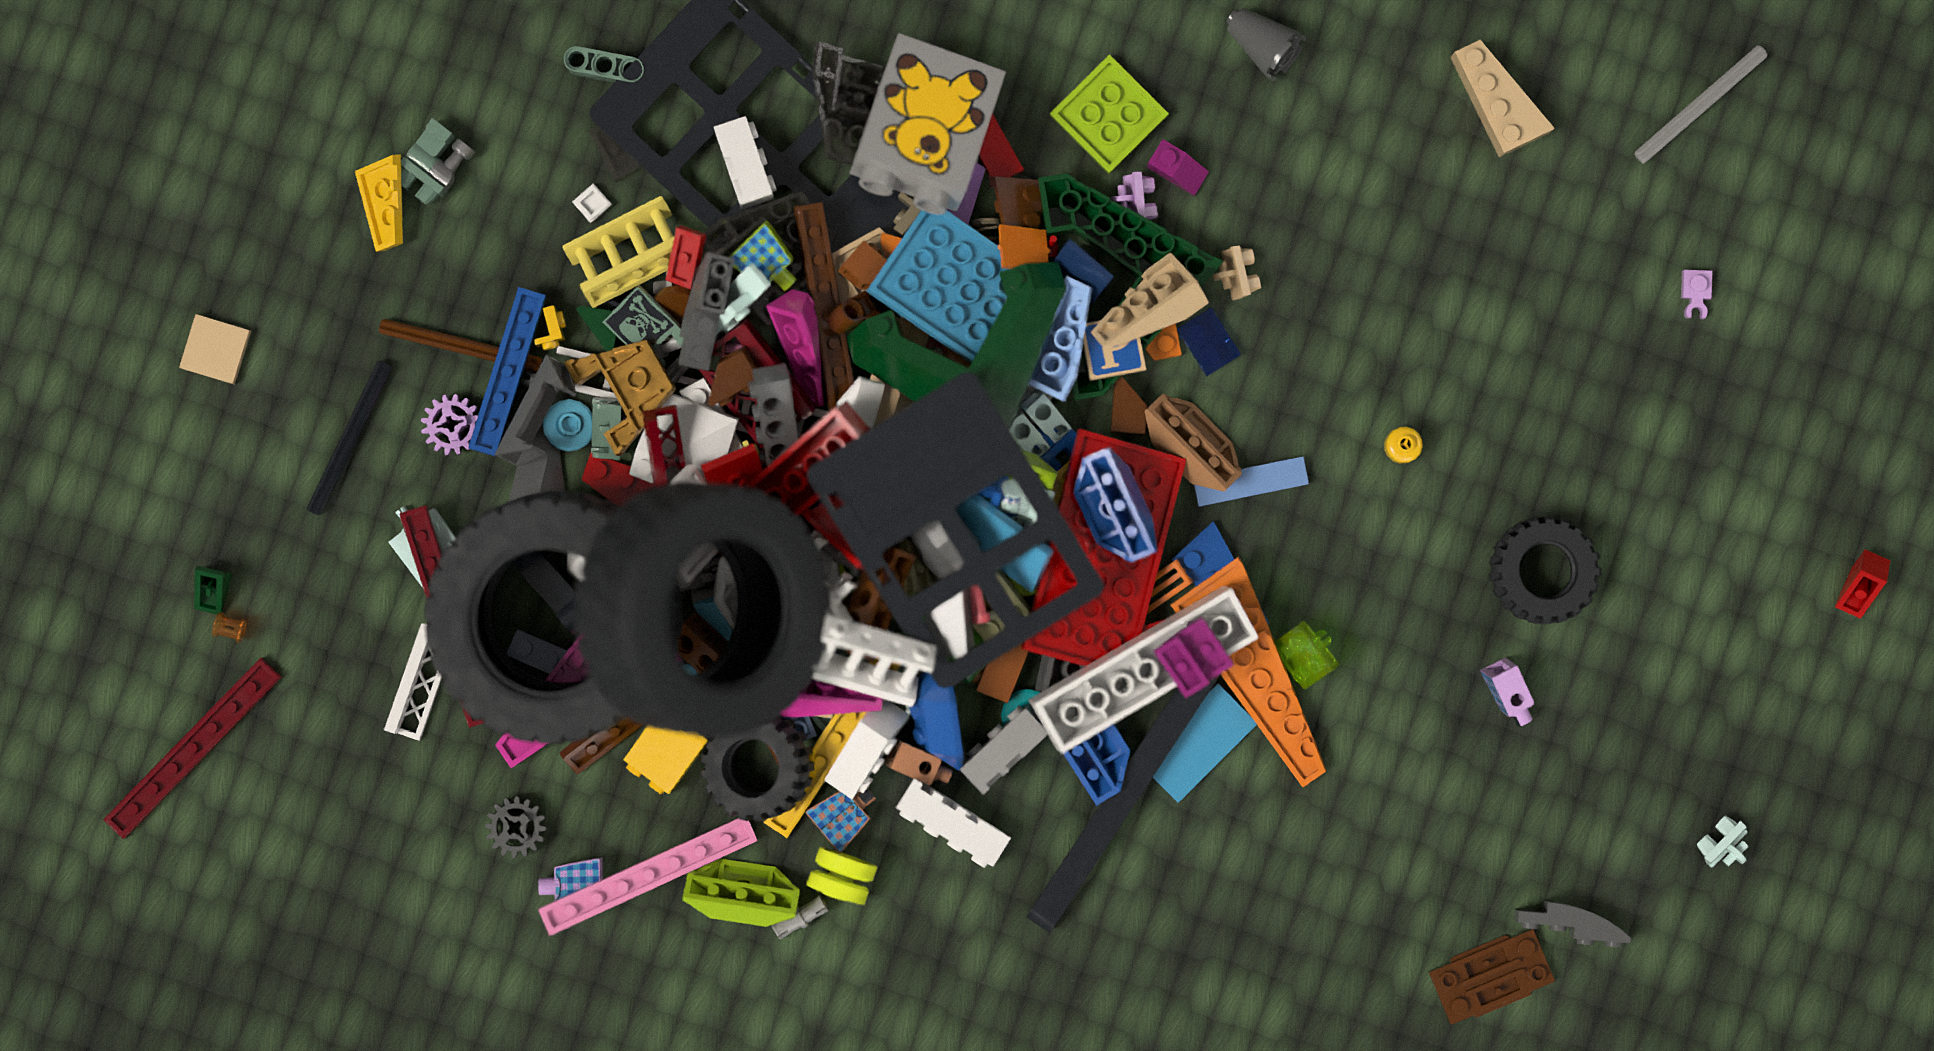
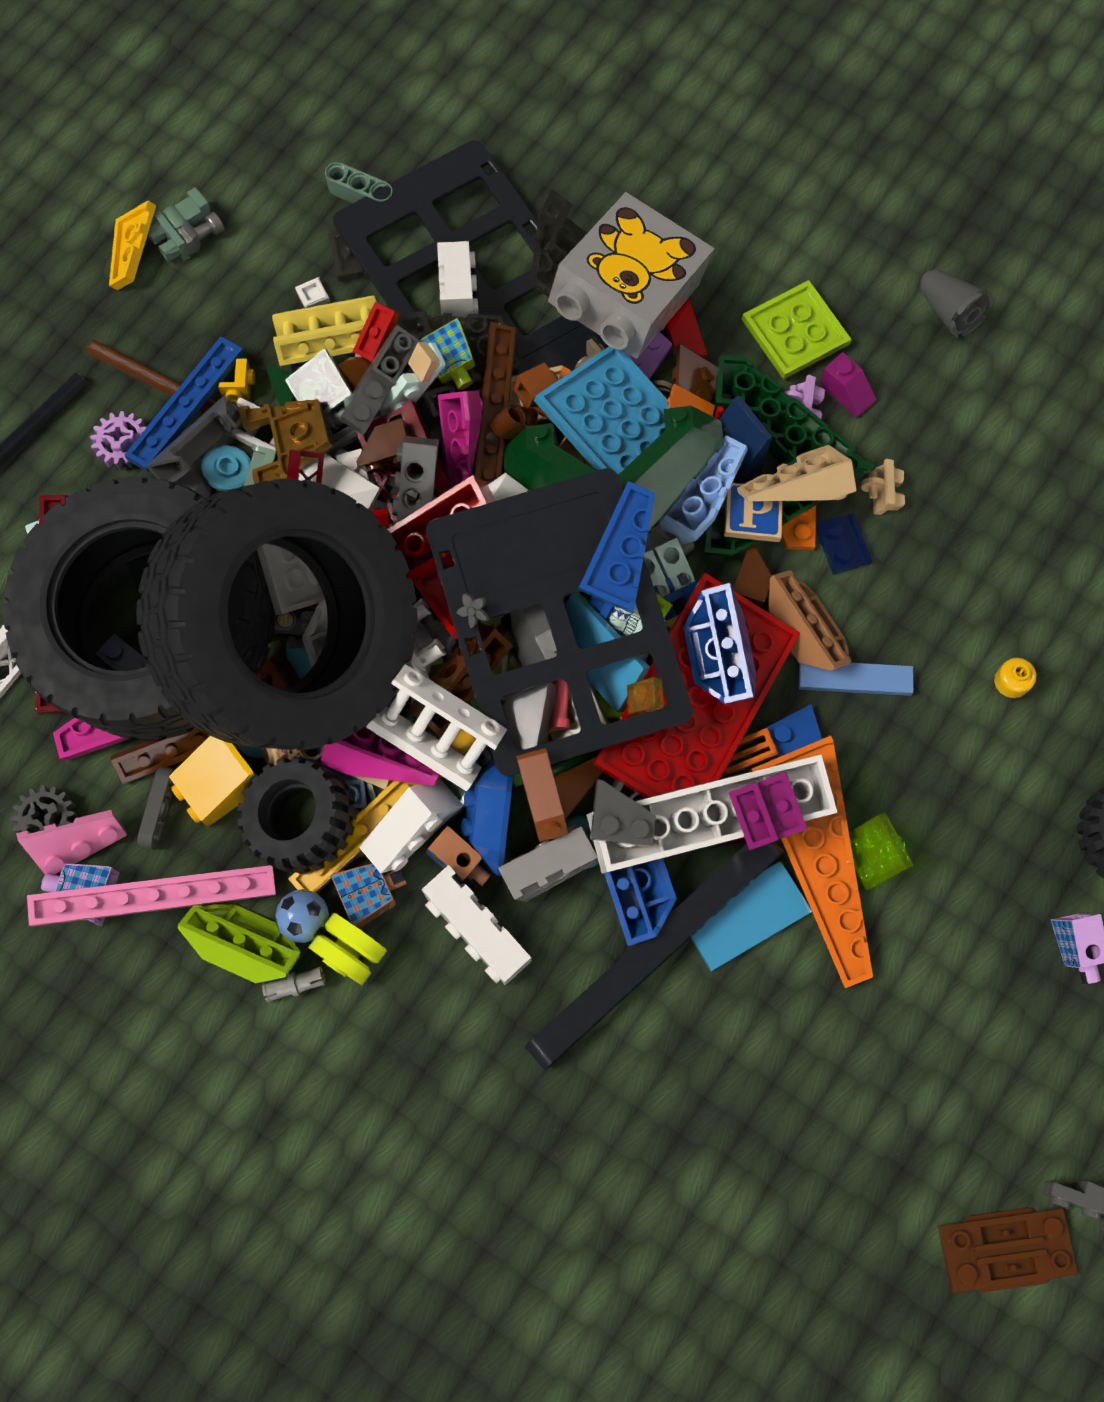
camera: 15 degrees right, 15 degrees down
(548, 849) = (71, 842): none -> bright pink wing
(619, 789) = (156, 809): none -> dark grey beam
(746, 285) = (423, 361): none -> tan tile
(790, 856) = (301, 915): none -> medium blue piece
(874, 545) = (473, 609): none -> dark grey plant
(984, 696) = (542, 795): none -> dark orange slope
(998, 459) = (620, 554): none -> blue wing
(1055, 581) = (645, 696): none -> clear yellow bracket
(1062, 704) = (620, 818): none -> dark grey wing

